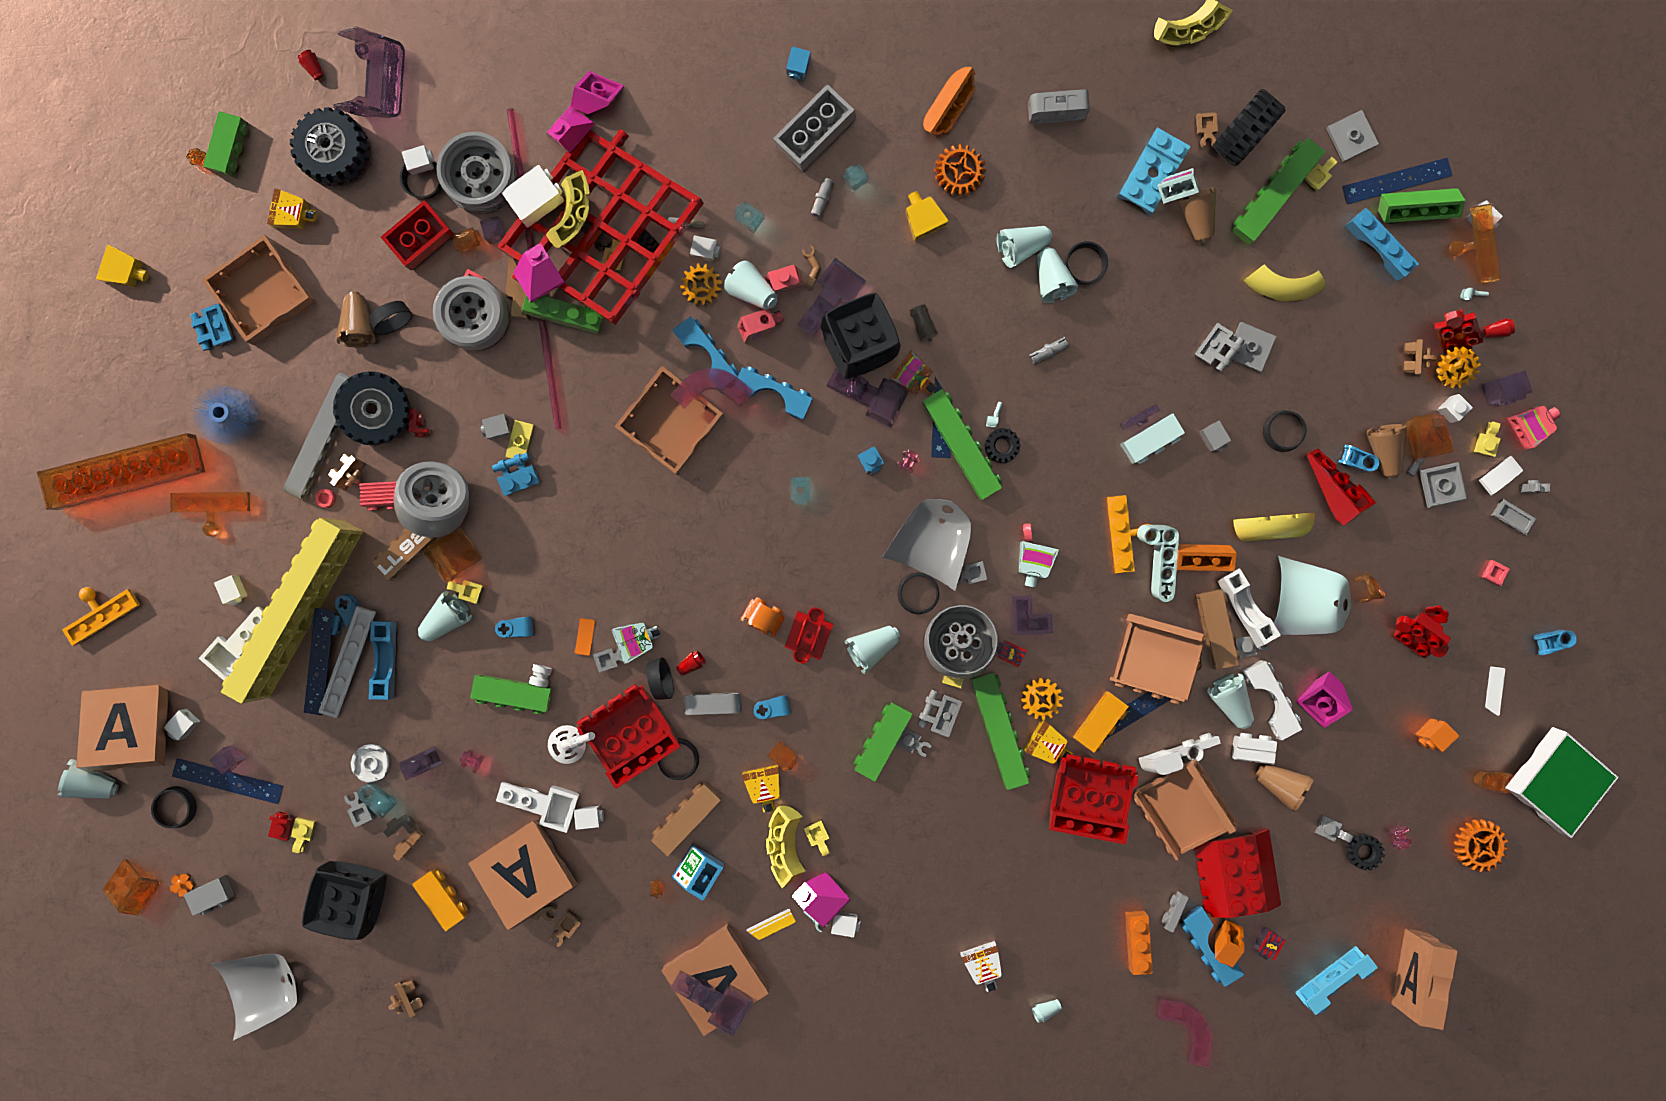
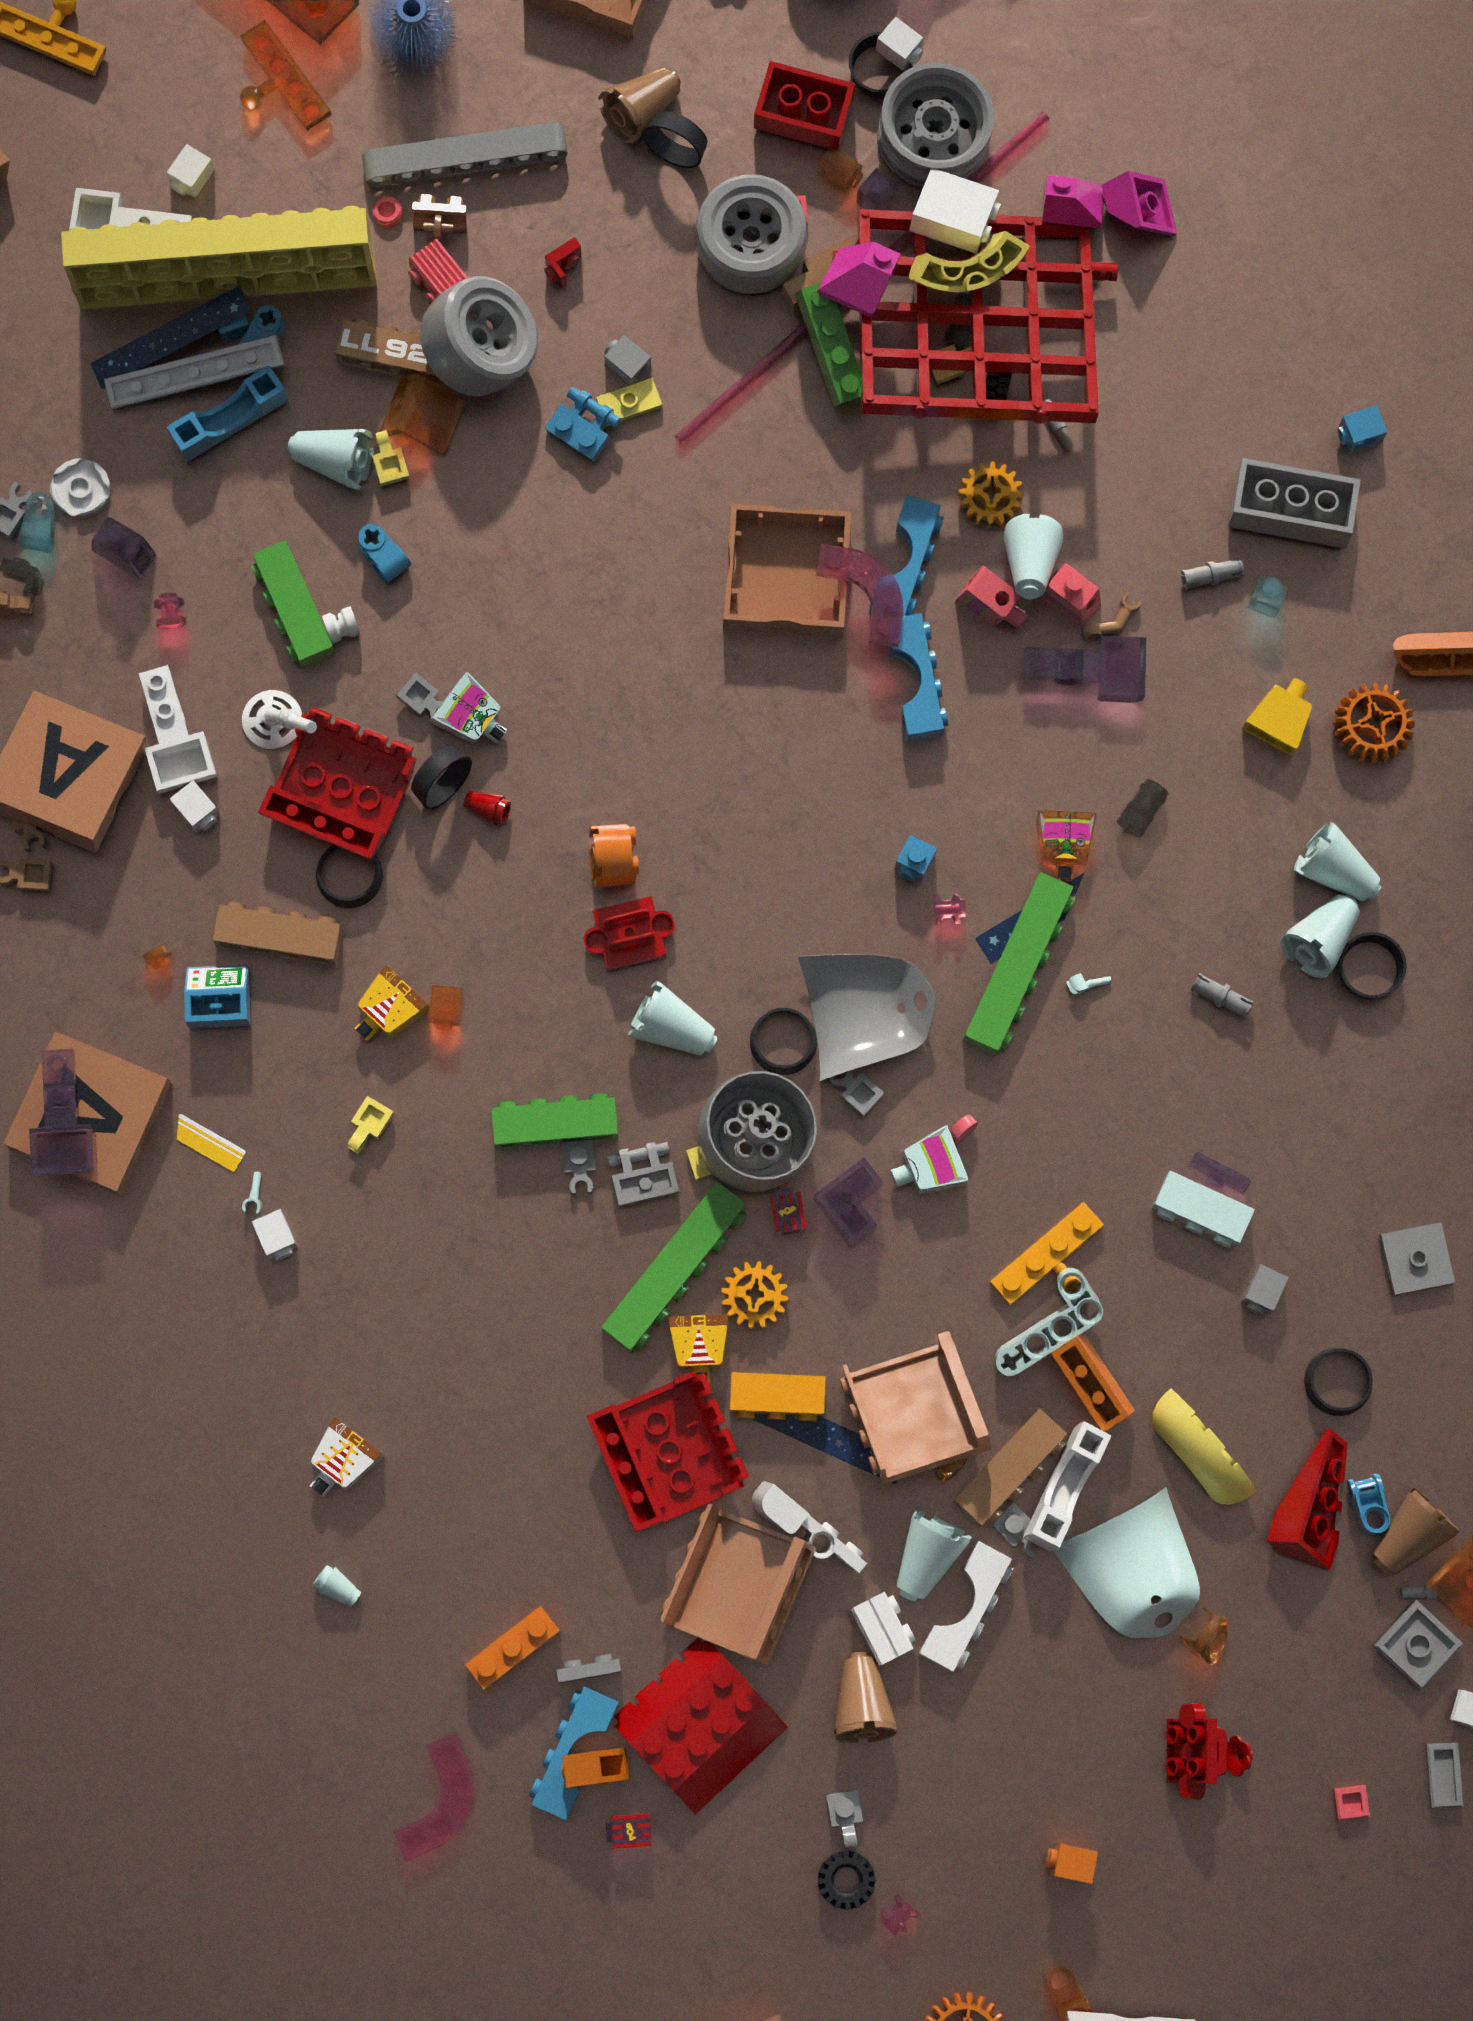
camera: 50 degrees right, 10 degrees down
(351, 411) = (538, 161): black wheel -> none
(585, 636) = (430, 650): orange sticker -> none
(704, 249) = (1040, 468): white brick -> none
(712, 703) = (453, 868): light grey beam -> none
(752, 222) = (1119, 506): clear light blue brick -> none
(776, 707) = (504, 952): dark azure piece -> none
(782, 846) = (327, 1082): light yellow brick -> none
(804, 482) = (811, 807): clear light blue brick -> none
(821, 898) = (289, 1178): dark pink slope -> none
(860, 335) = (1066, 731): black piece -> none
(883, 402) = (1001, 825): clear purple plate -> none
(1008, 435) = (1058, 1000): black tyre -> none
(1214, 345) = (1386, 1206): light grey plate -> none
(1326, 700) = (1015, 1681): dark pink slope -> none
(1327, 983) = (686, 1970): medium azure piece -> none
(1495, 689) = (1192, 1913): white sticker -> none
(1551, 641) = (1312, 1944): dark azure piece -> none

